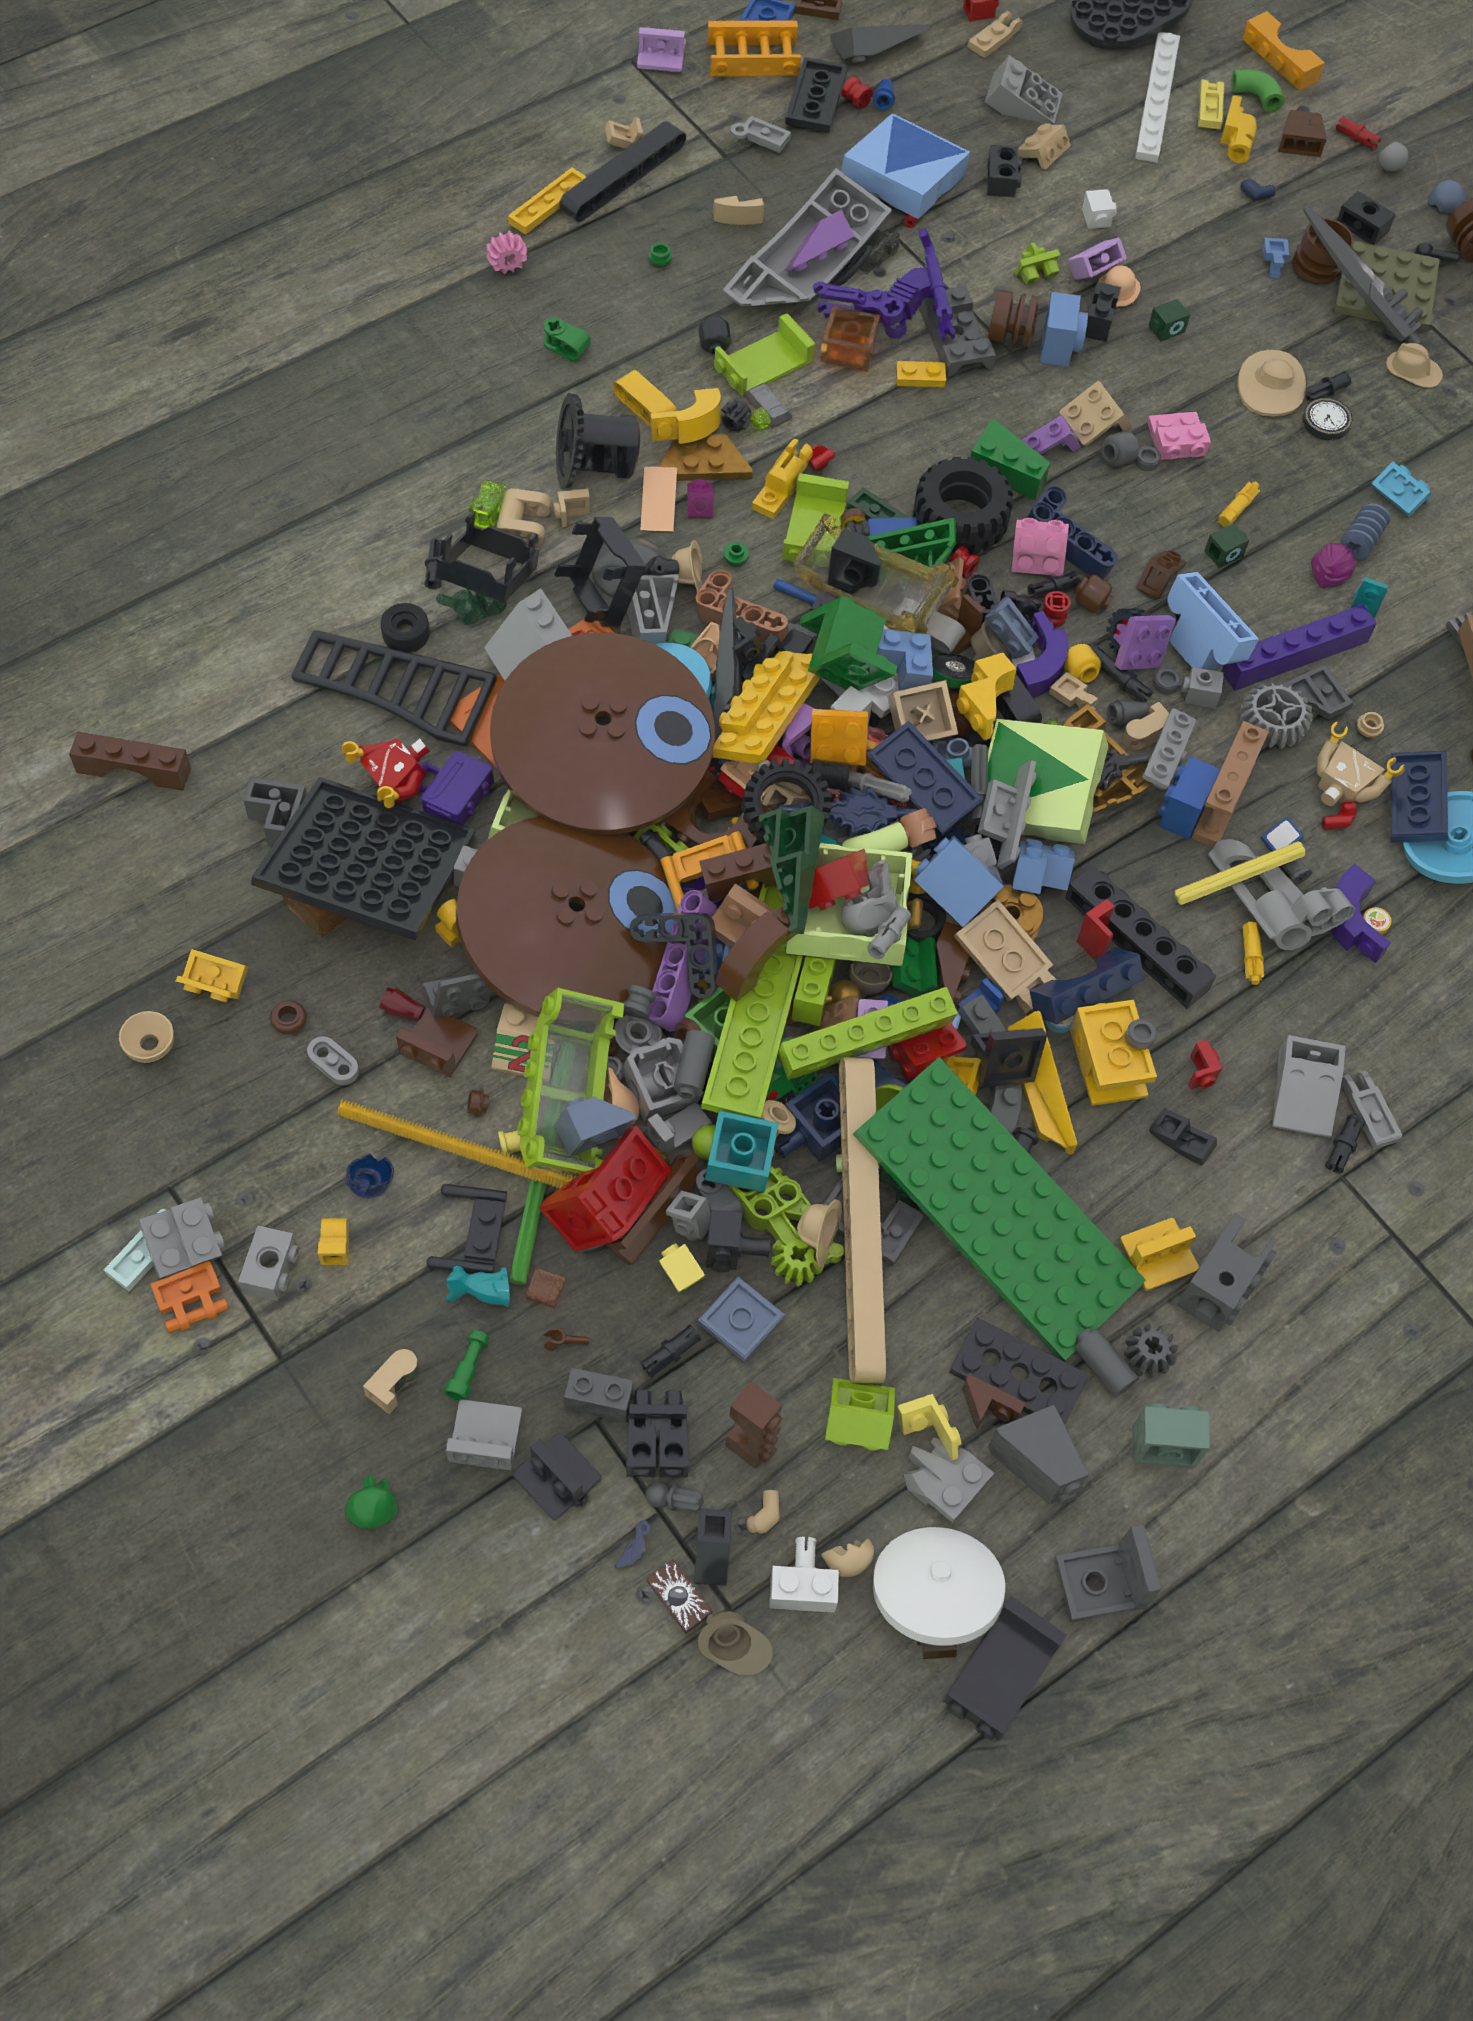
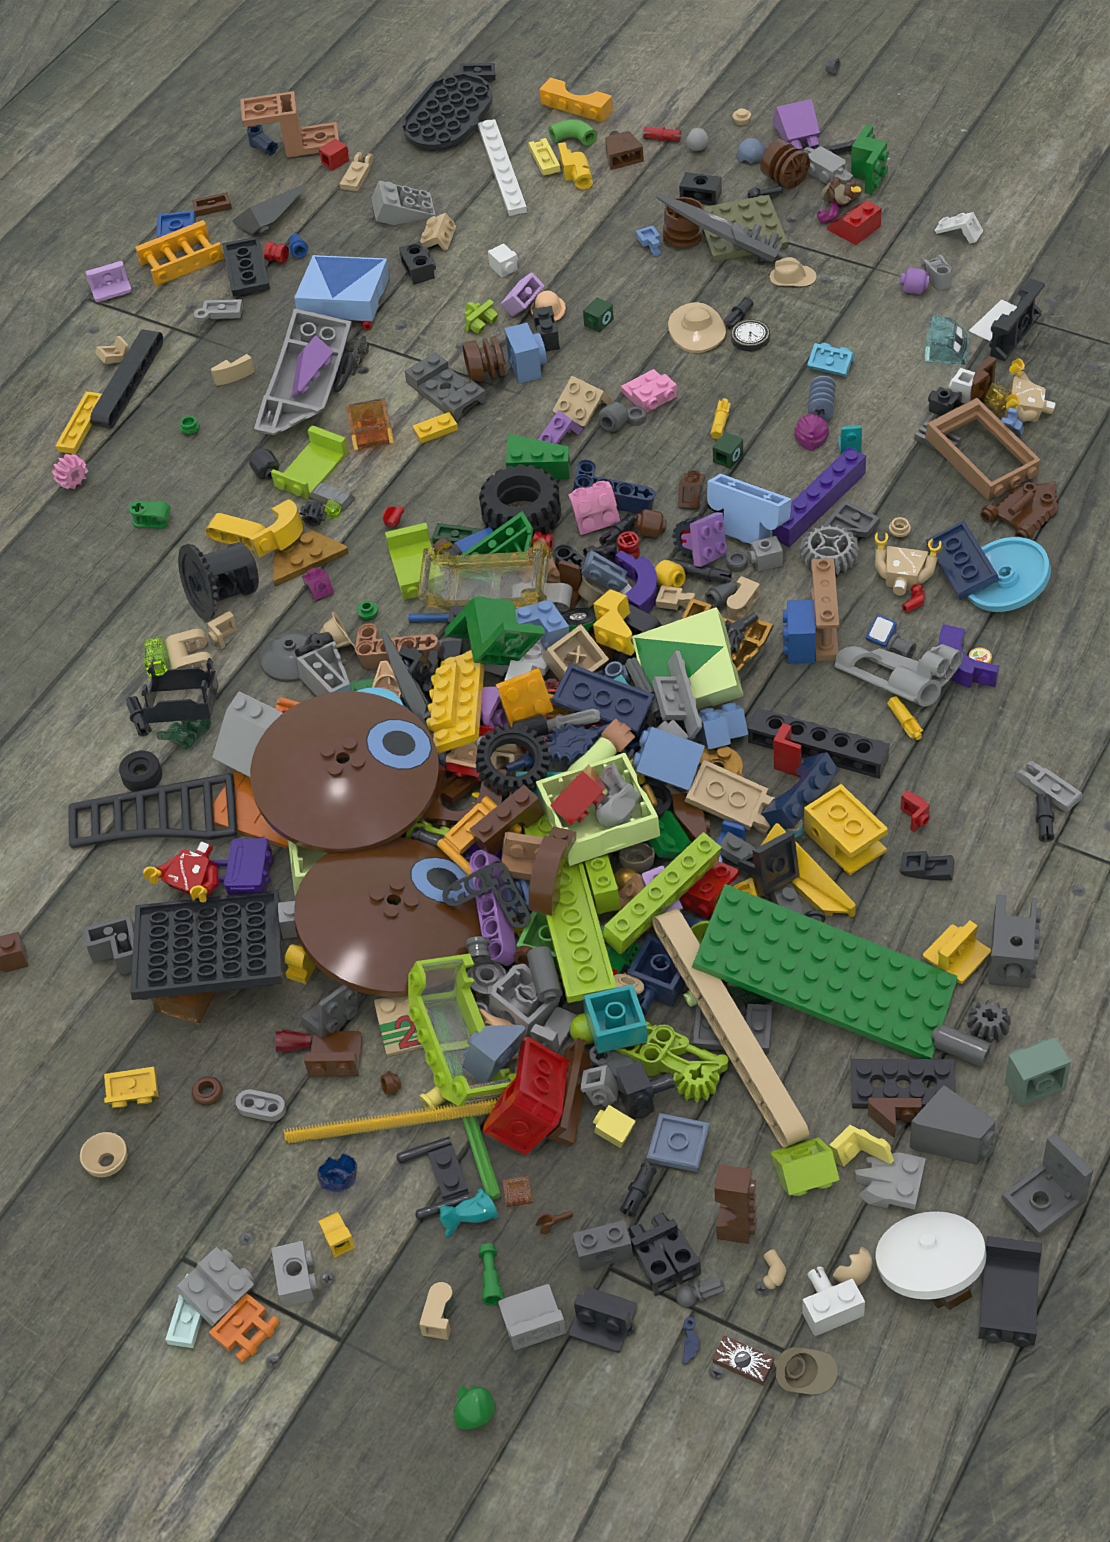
camera: 15 degrees left, 10 degrees down
(600, 531) = (301, 653): black piece -> none
(658, 499) = (286, 596): light nougat sticker -> none
(713, 1547) = (749, 1309): black slope -> none
(782, 480) = (373, 543): yellow plate -> none
(794, 853) = (540, 788): dark green wedge -> none
(819, 1227) = (700, 1045): tan piece -> none
(853, 563) = (465, 575): black slope -> none
(889, 932) = (641, 811): light grey pin -> none
(901, 300) = (394, 380): dark purple piece -> none
(1141, 1034) = (860, 804): dark grey tile -> none
(1169, 750) = (768, 604): light grey bracket -> none
(1239, 873) = (865, 667): light yellow axle -> none
(1255, 190) = (610, 202): dark blue arm -> none
(1308, 1085) = (996, 789): light grey slope -> none
(1460, 150) = (741, 116): none -> tan plate

